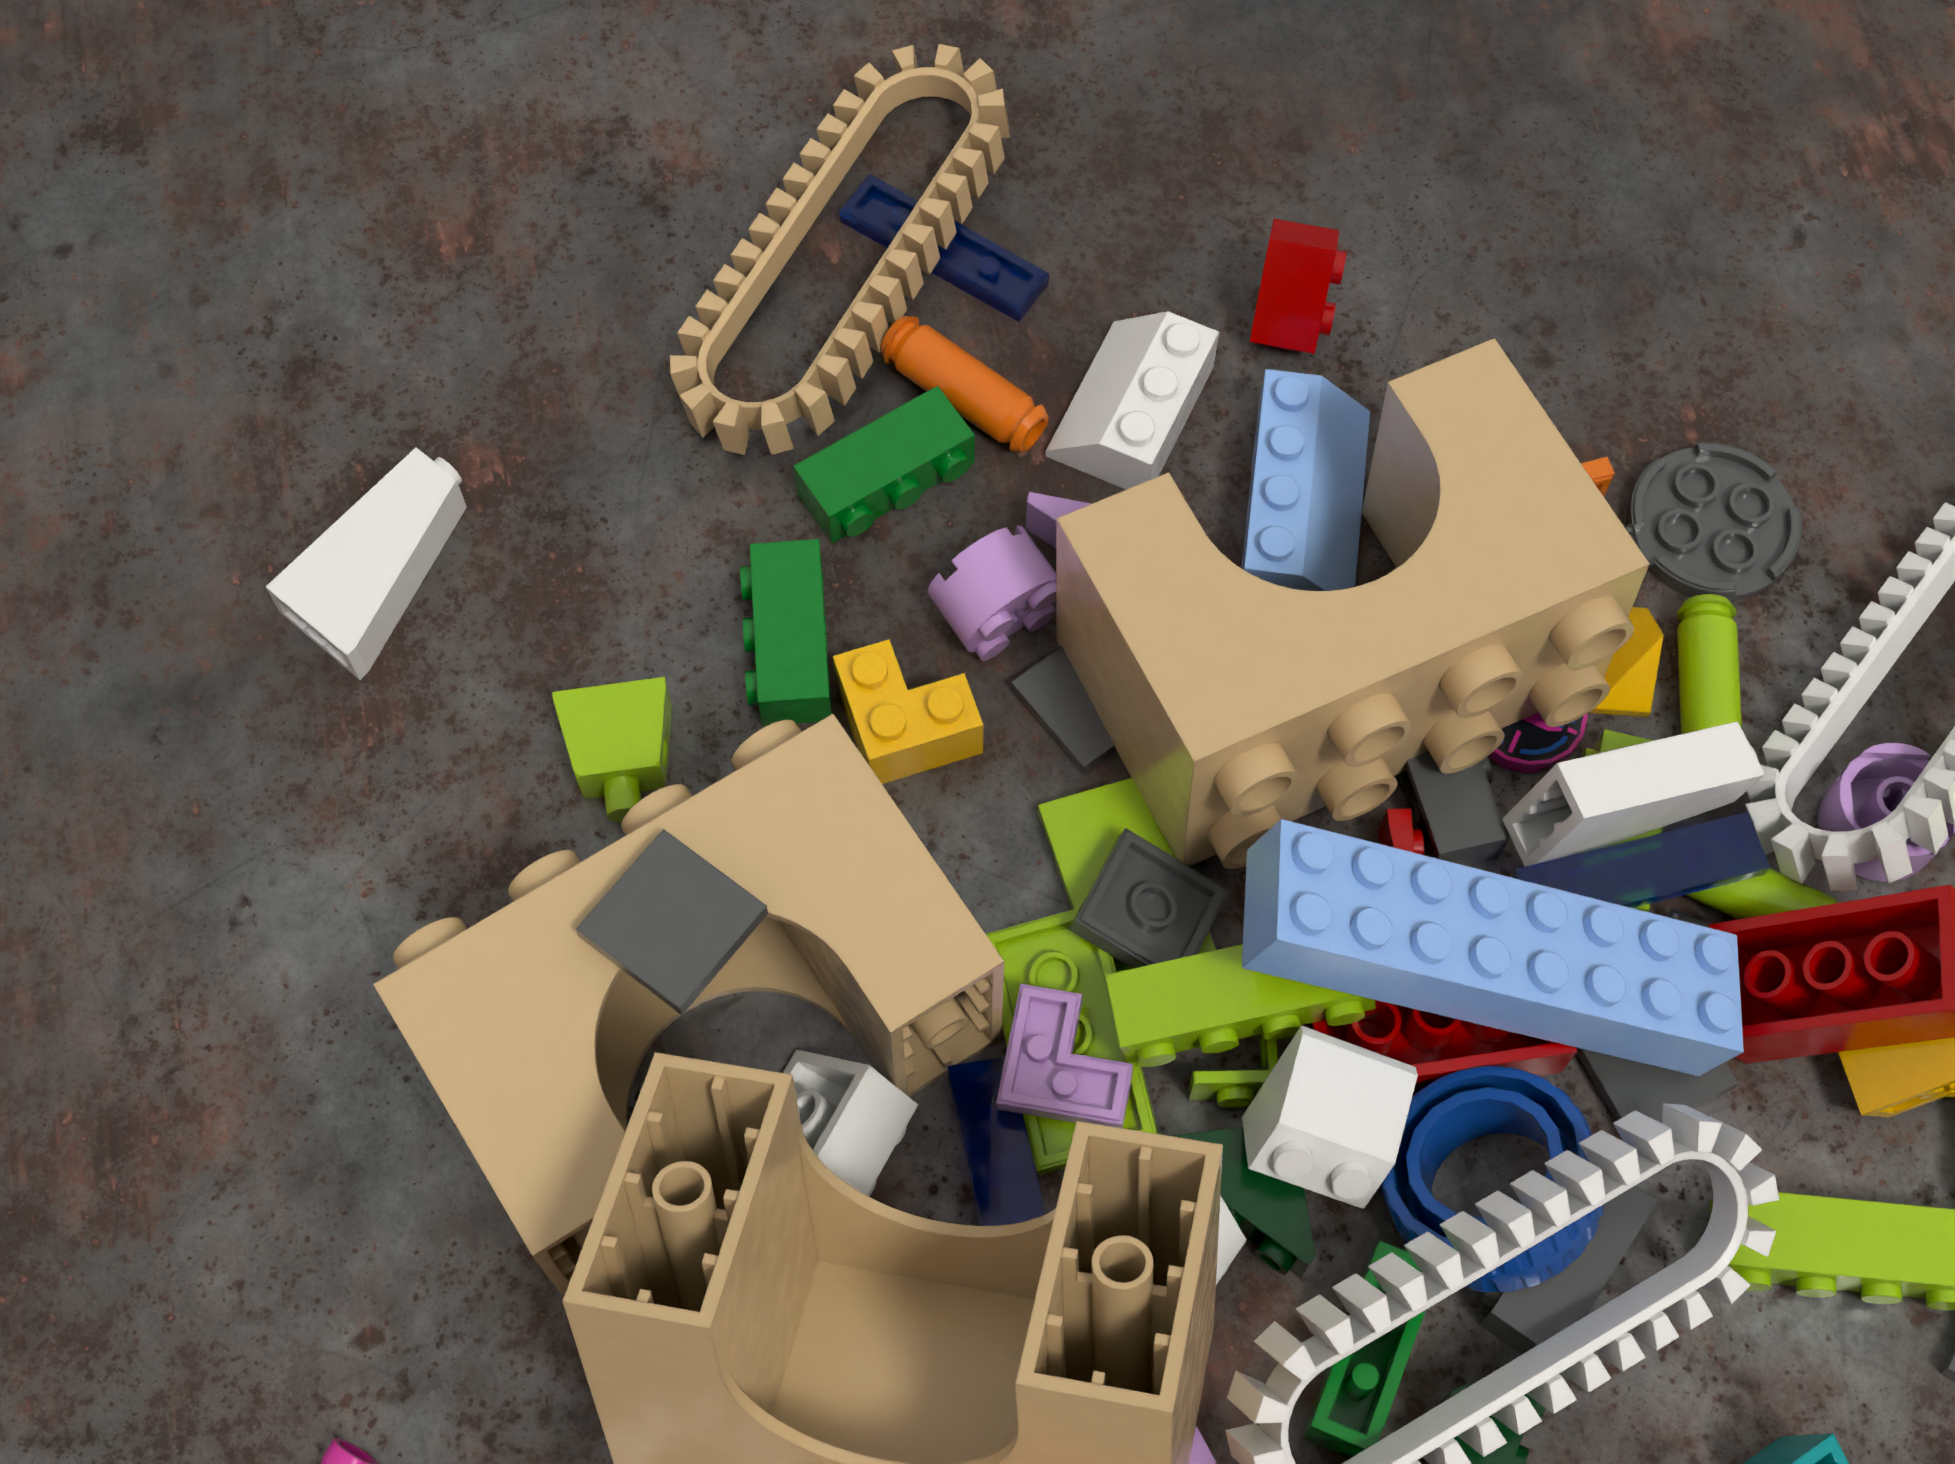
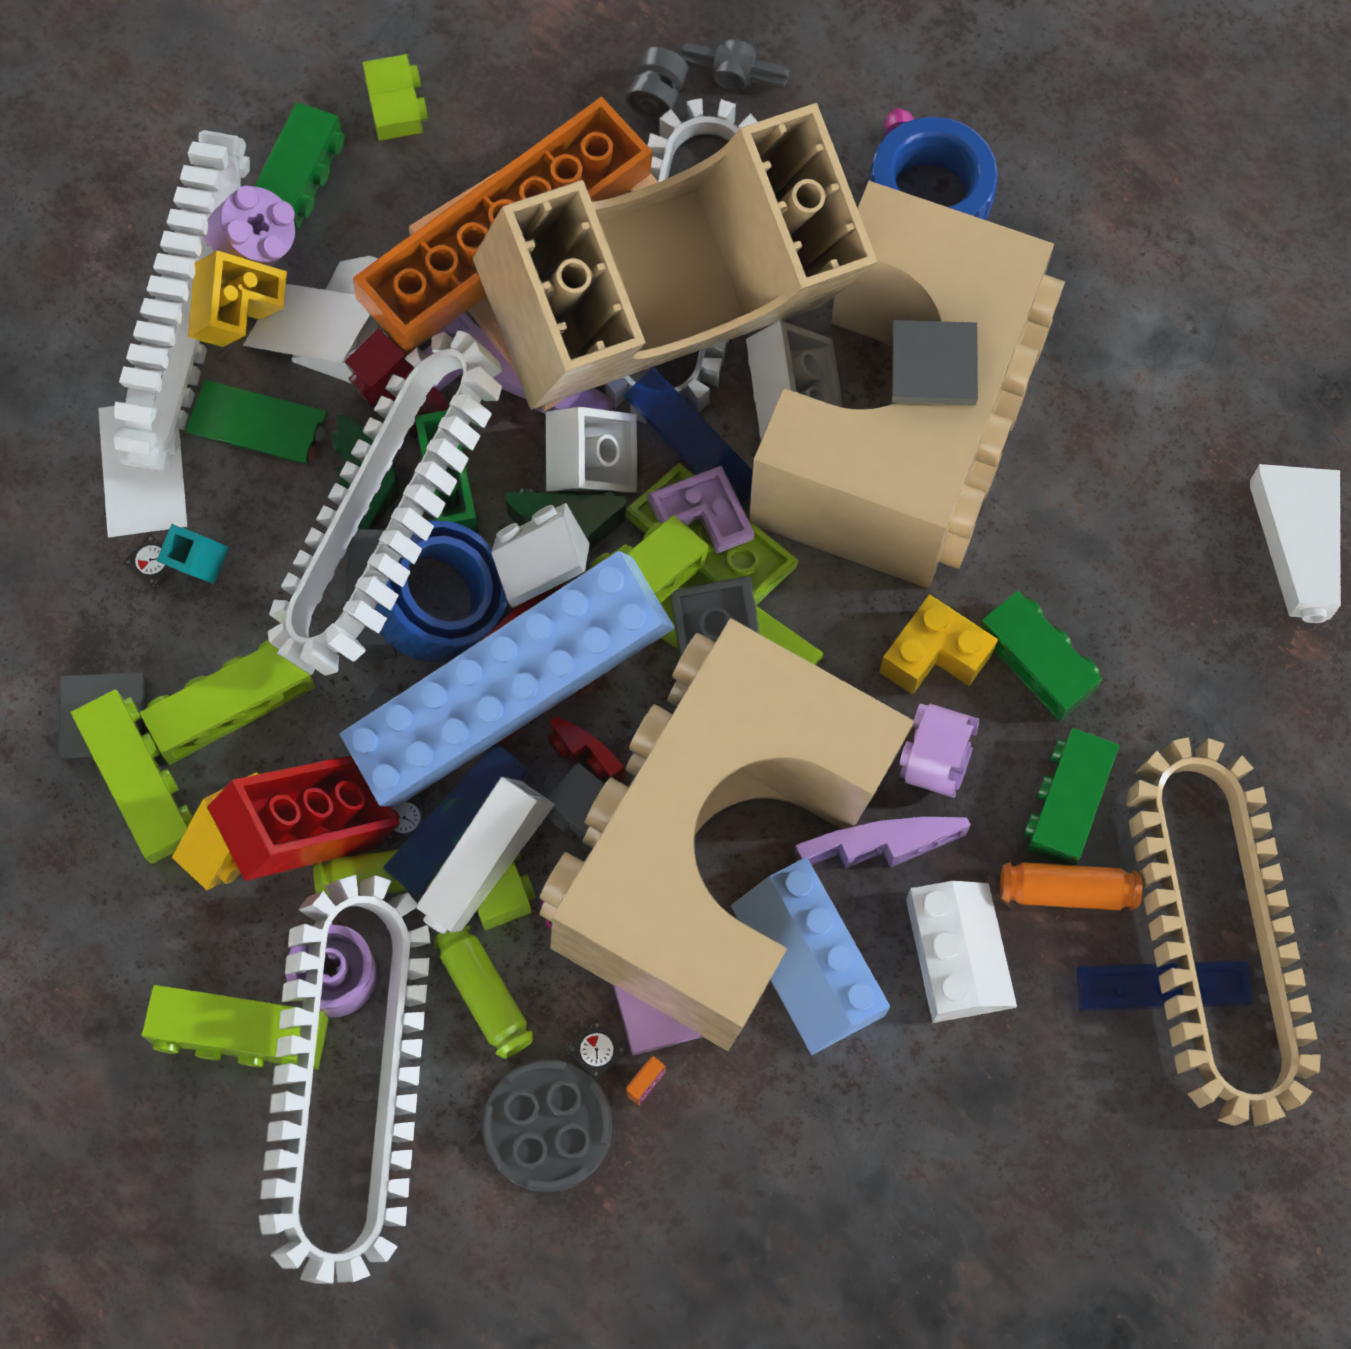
camera: 145 degrees right, 5 degrees up
(336, 1269) = (943, 144): none -> blue tyre
(617, 739) = (1078, 528): lime torso -> none
(1295, 286) = (916, 1092): red brick -> none
(1634, 669) = (550, 984): yellow slope -> none

